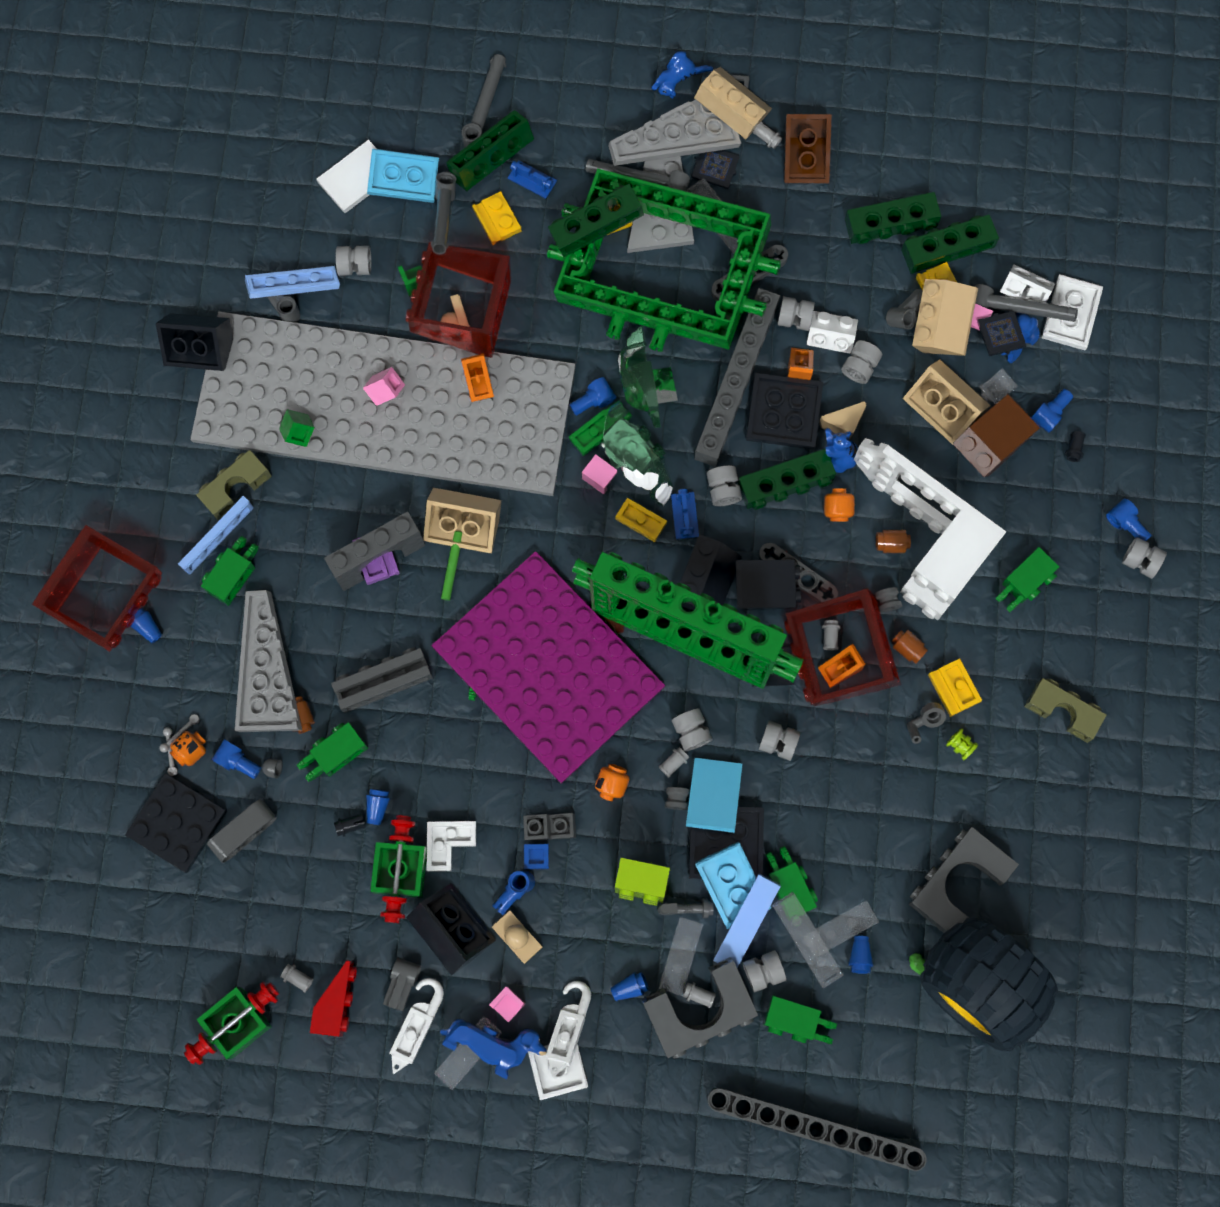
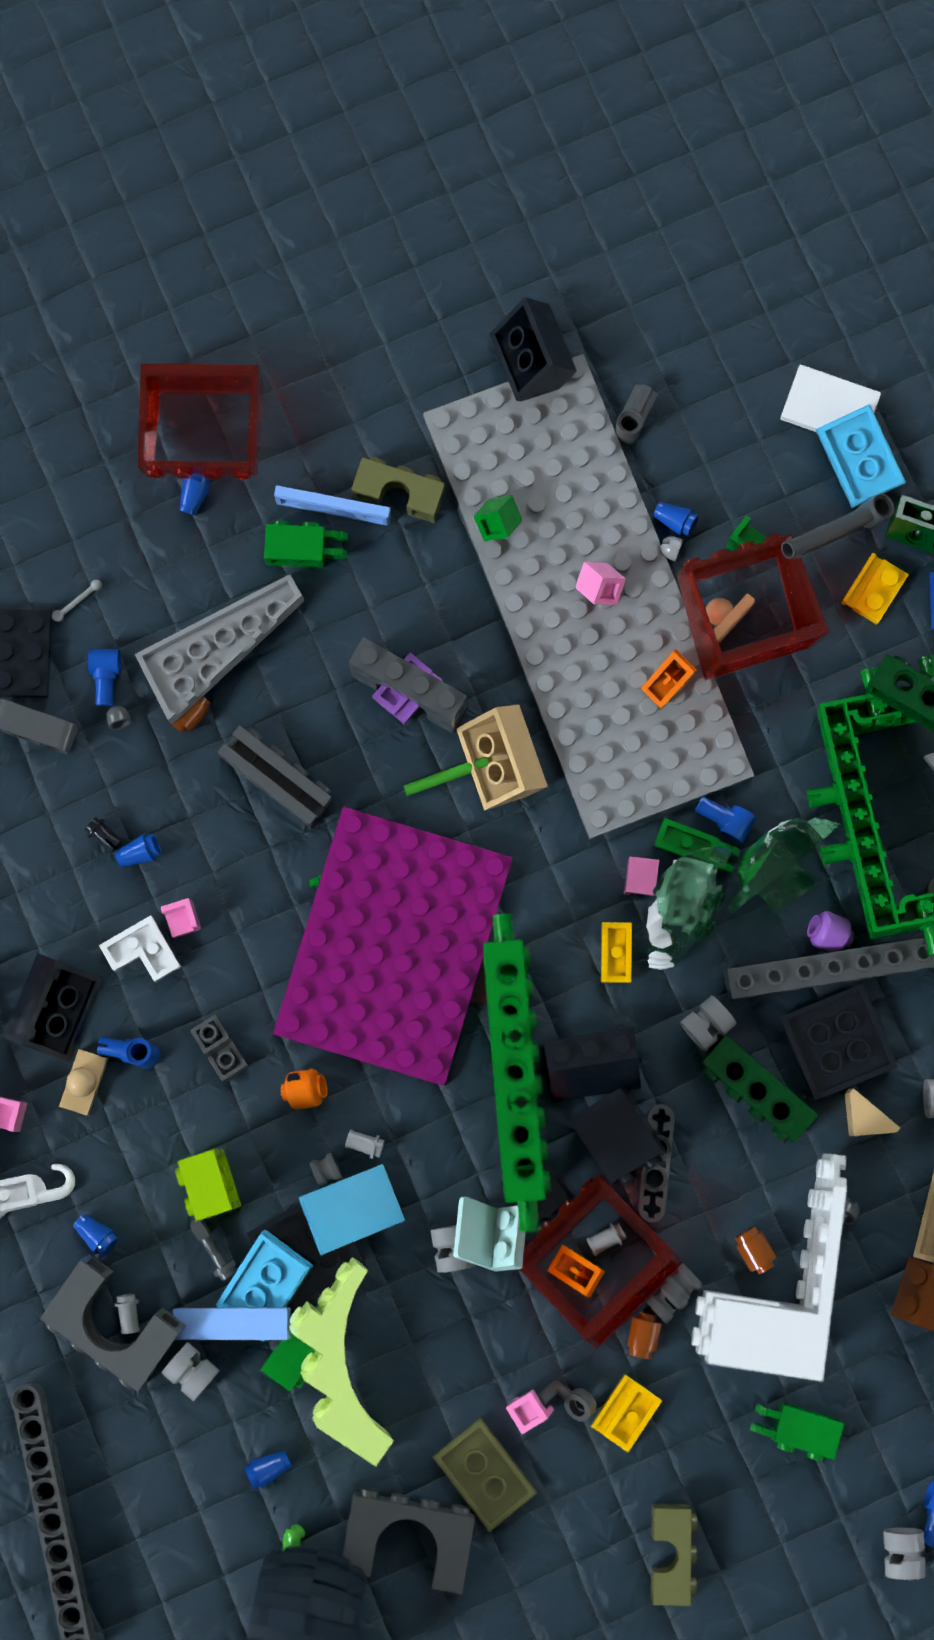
camera: 60 degrees right, 5 degrees up
(187, 748) = (87, 617): orange head -> none
(193, 720) = (124, 604): light grey hinge -> none
(292, 282) = (662, 412): light blue tile -> none
(334, 751) = (171, 773): green hinge -> none
(353, 260) = (727, 462): light grey wheel -> none
(369, 315) = (677, 518): none -> blue cone
(387, 329) = (671, 547): none -> light grey hinge
(398, 869) = (80, 916): green brick -> none
(442, 801) = (181, 917): none -> bright pink panel
(536, 856) = (179, 1053): blue plate -> none
(680, 956) = (159, 1270): clear tile -> none
(684, 514) = (650, 998): blue hinge -> none
(692, 729) = (410, 1144): light grey wheel -> none
(708, 374) = (830, 932): none -> medium lavender head
(786, 708) = (488, 1236): none -> light aqua bracket
(795, 1020) = (157, 1436): green hinge -> none
(800, 364) = (905, 1029): orange slope -> none
(807, 940) = (249, 1401): clear tile -> none
(815, 869) = (324, 1330): none -> yellowish green arch
(839, 505) = (761, 1166): orange head -> none
(840, 450) = (826, 1134): blue animal -> none
(847, 925) = (284, 1430): clear tile -> none
(895, 619) = (661, 1307): none -> dark grey wheel
(918, 750) = (528, 1411): none -> bright pink panel
(945, 807) = (484, 1474): none -> olive tile
(962, 744) = (565, 1456): lime bush -> none

